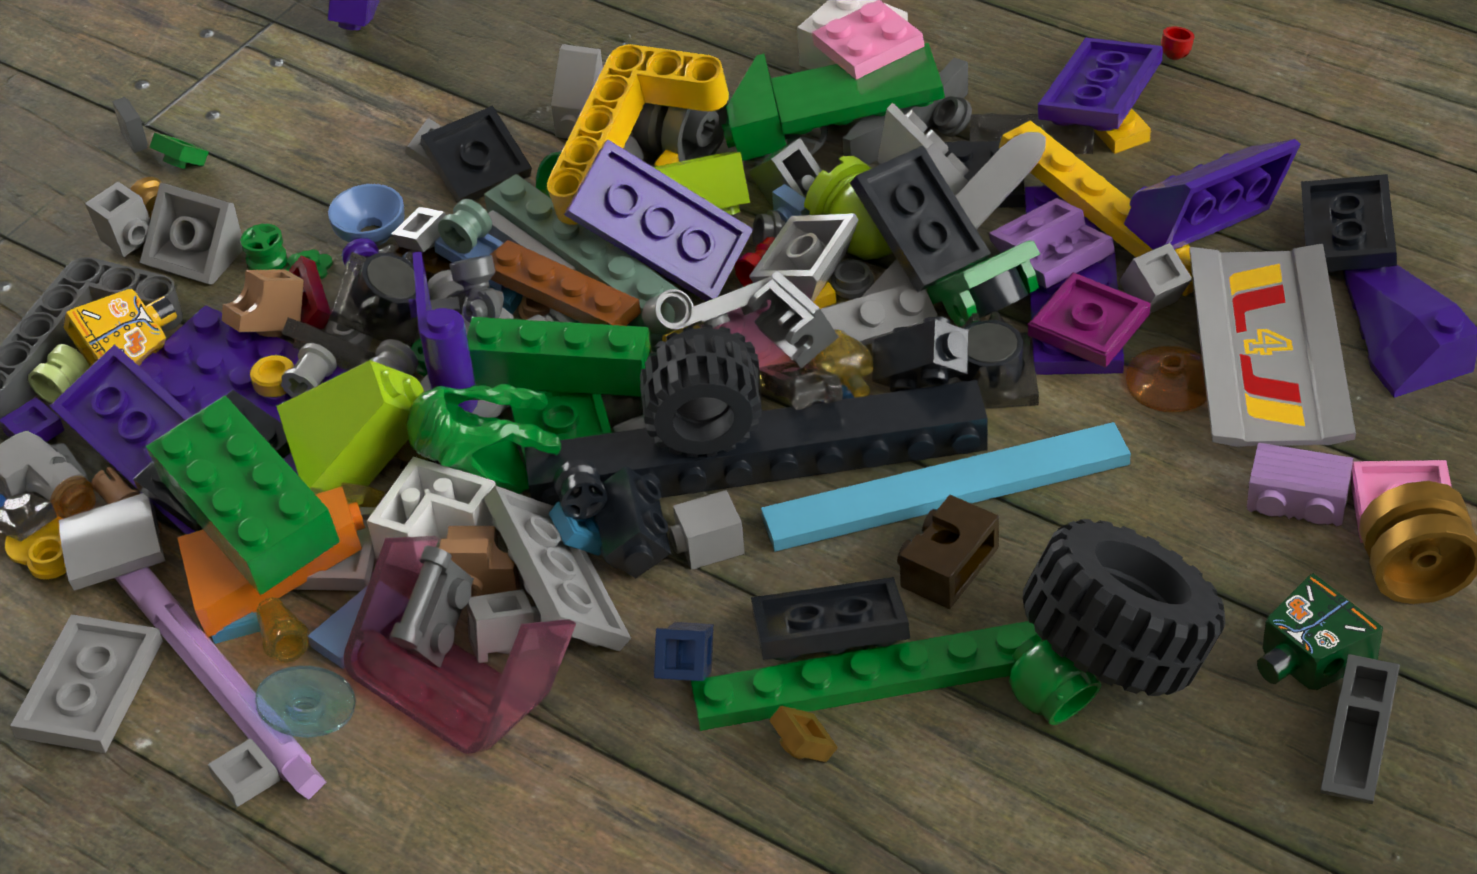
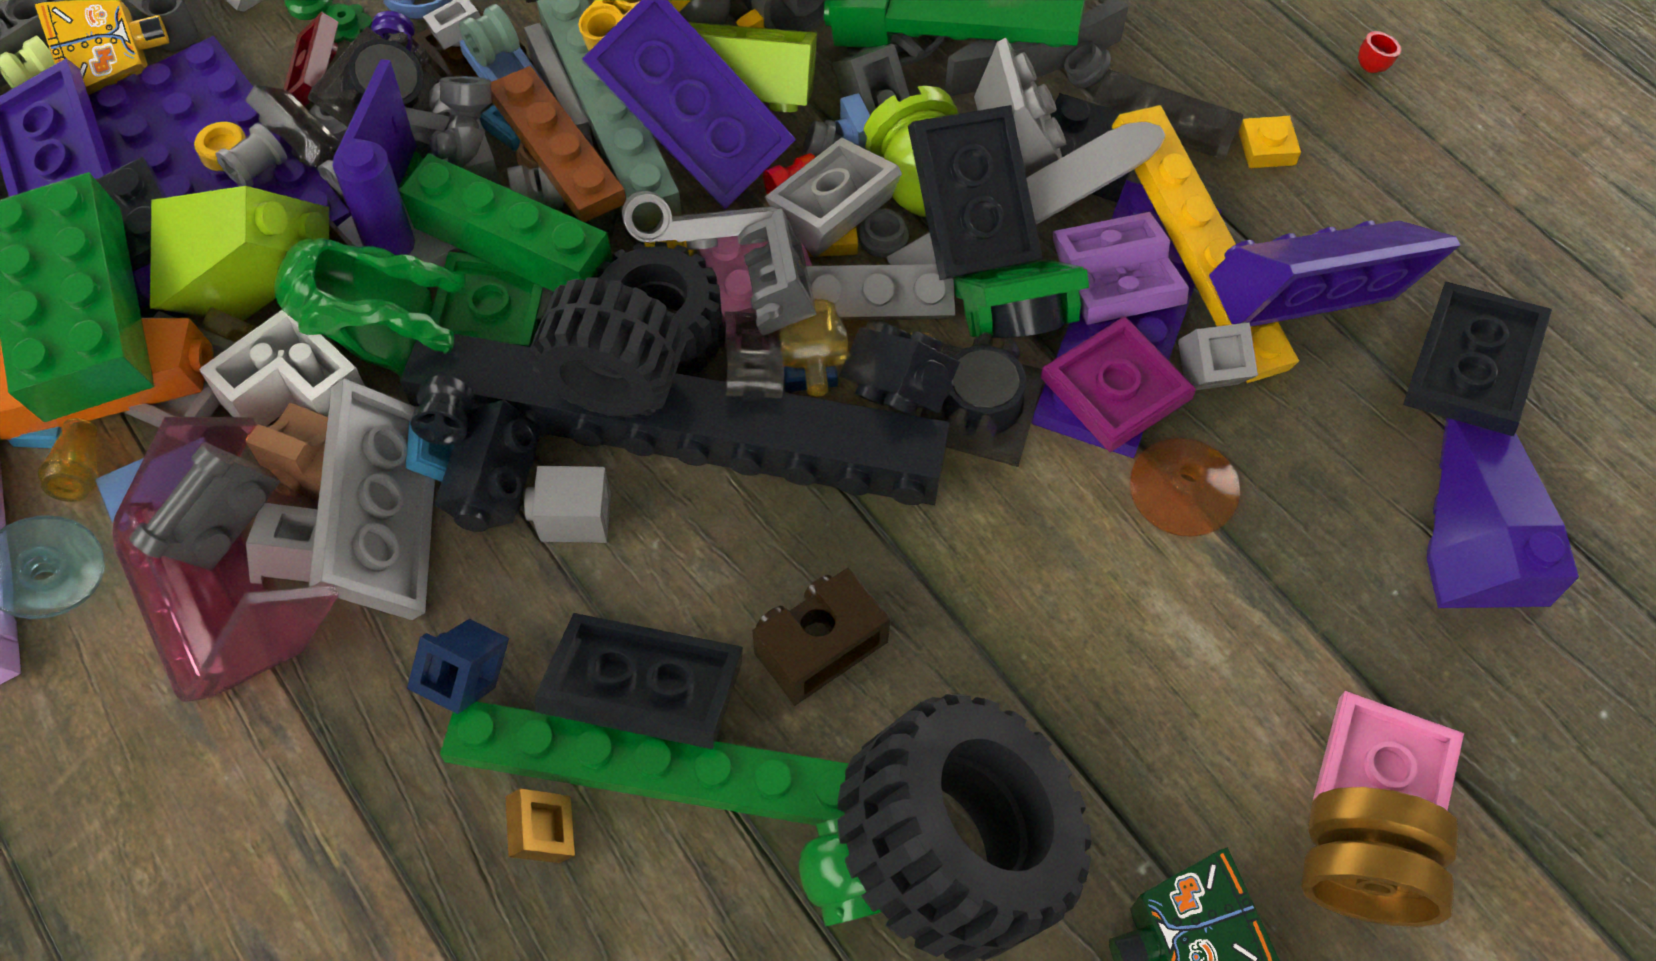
camera: 15 degrees right, 15 degrees up
(265, 302) = (256, 55): medium nougat brick -> none
(925, 489) = (865, 540): medium azure tile -> none
(1100, 83) = (1265, 80): dark purple plate -> none
(1271, 348) = (1312, 503): light grey hinge -> none
(1299, 484) = (1271, 699): lavender brick -> none

